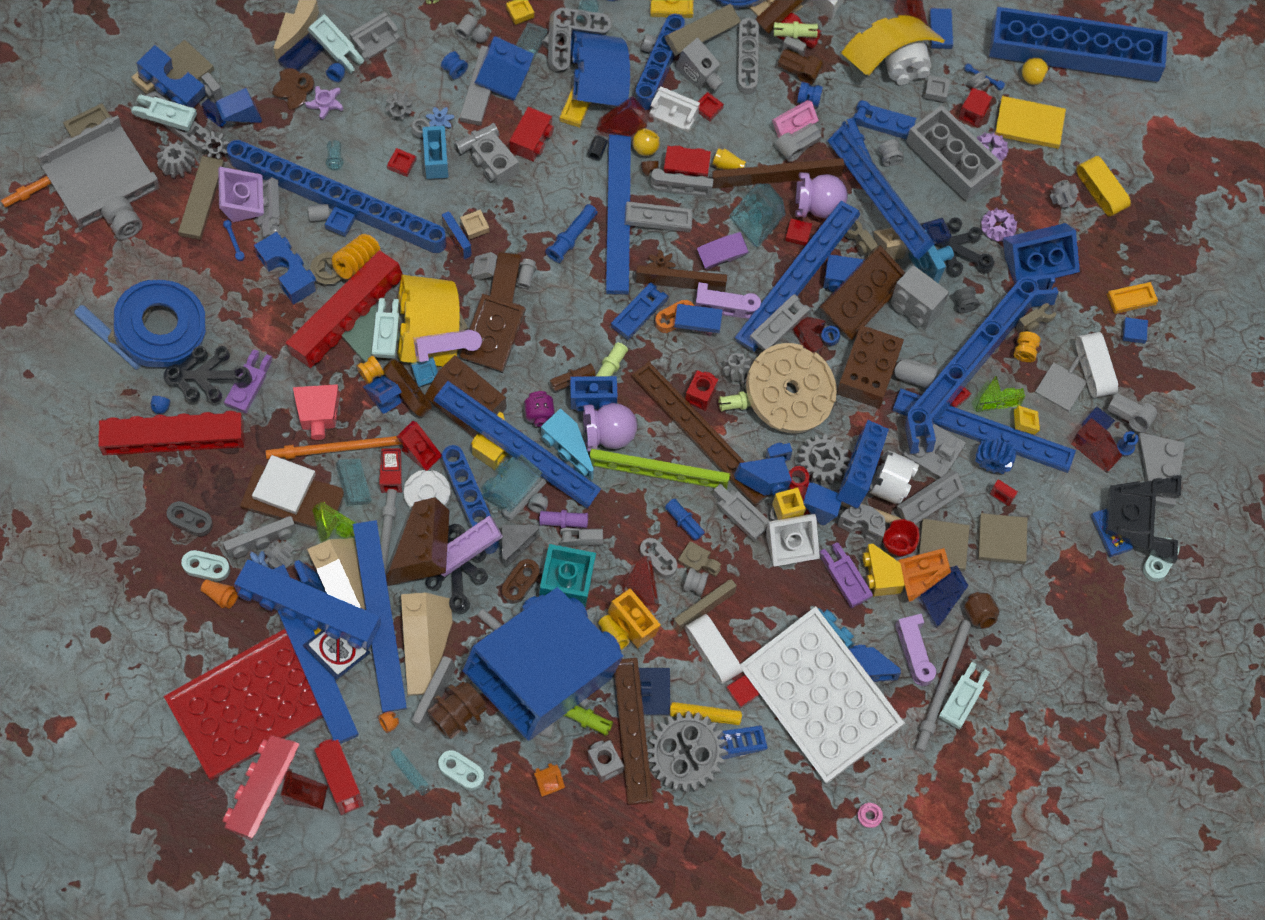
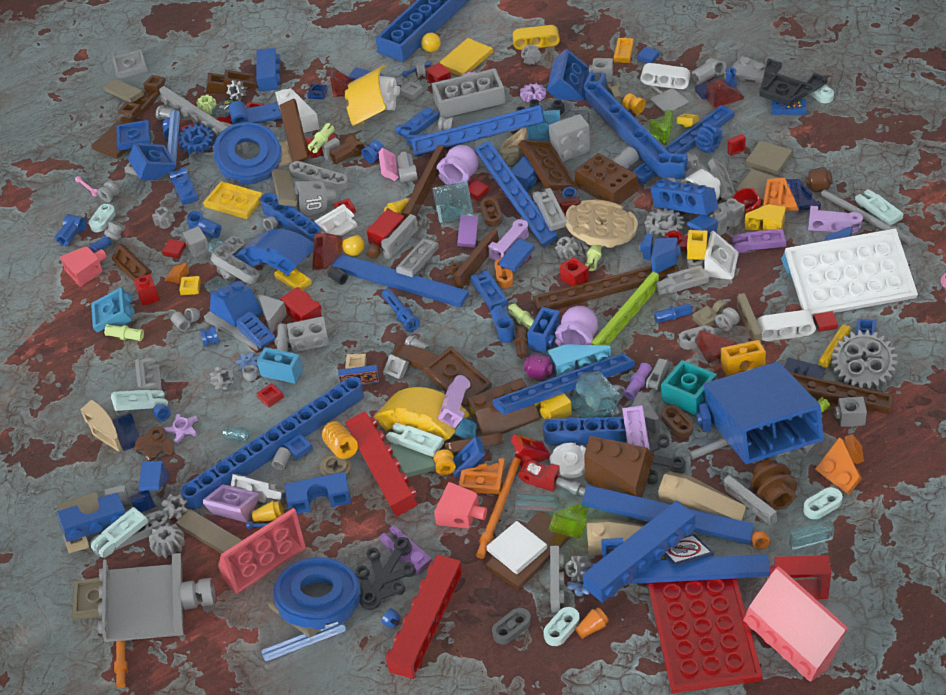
camera: 55 degrees left, 20 degrees down
(183, 251) = (262, 552): none -> coral slope
(246, 234) = (268, 512): none -> yellow cone
(366, 417) = (483, 478): none -> orange wing
(481, 92) = (250, 320): none -> blue slope
(511, 108) = (273, 311): none -> light grey slope
(514, 773) = (839, 467): none -> orange wing
(593, 346) = (503, 324): none -> blue piece
(764, 263) = (491, 211): none -> reddish brown plate
(1071, 294) = (602, 65): none -> light grey brick

